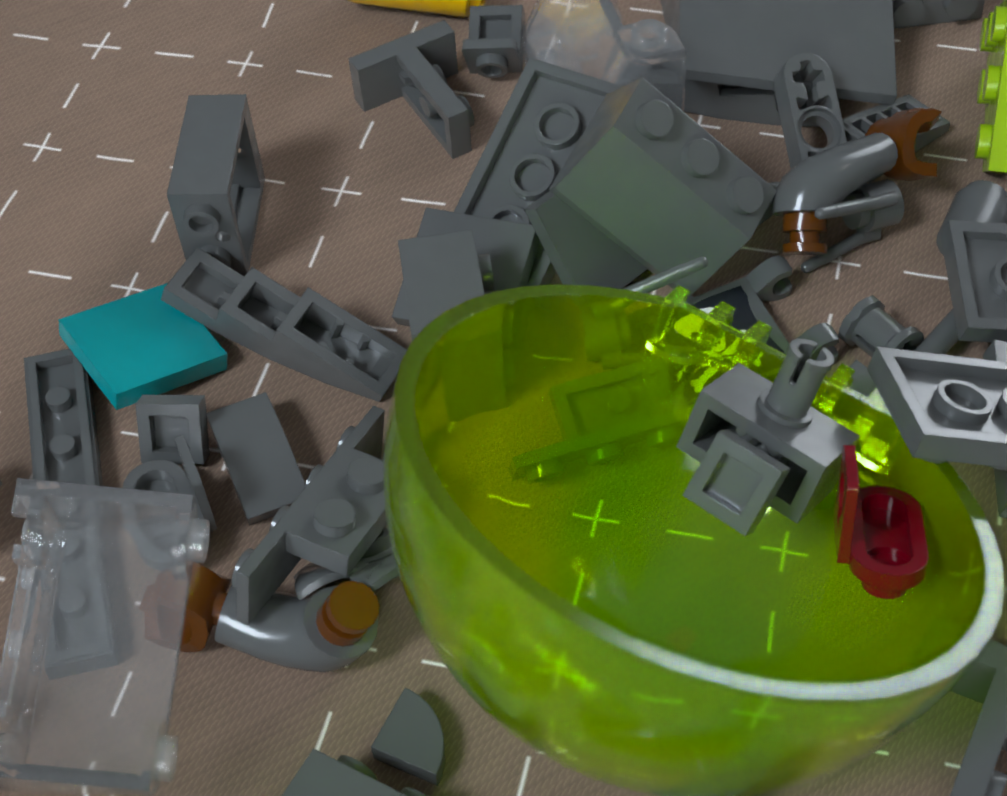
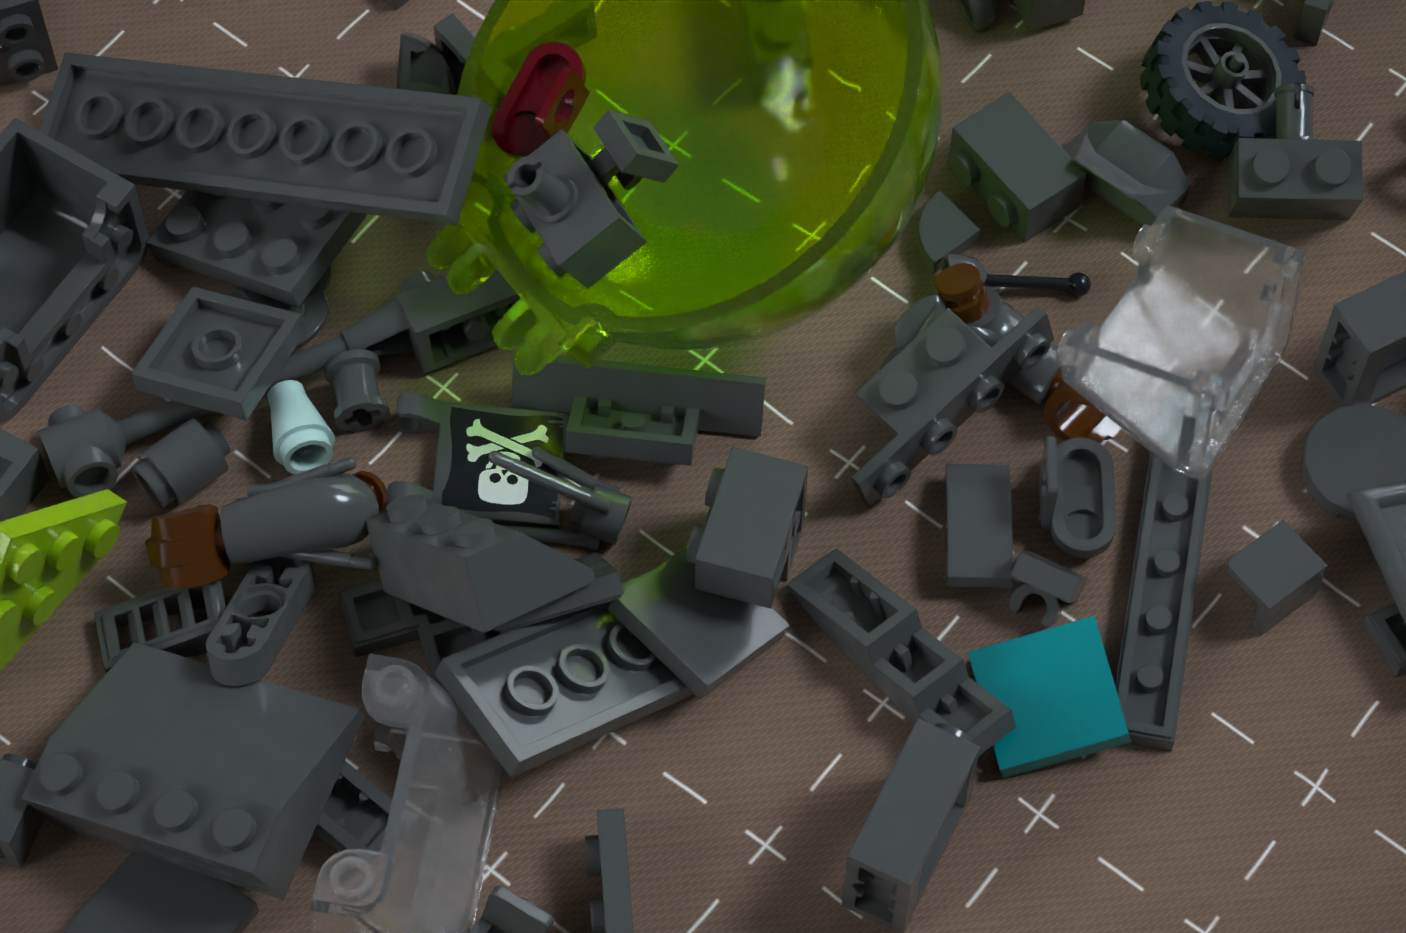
camera: 160 degrees left, 10 degrees up
(361, 686) = (1077, 284): none -> black hinge
(905, 289) = (298, 430): none -> light aqua cone

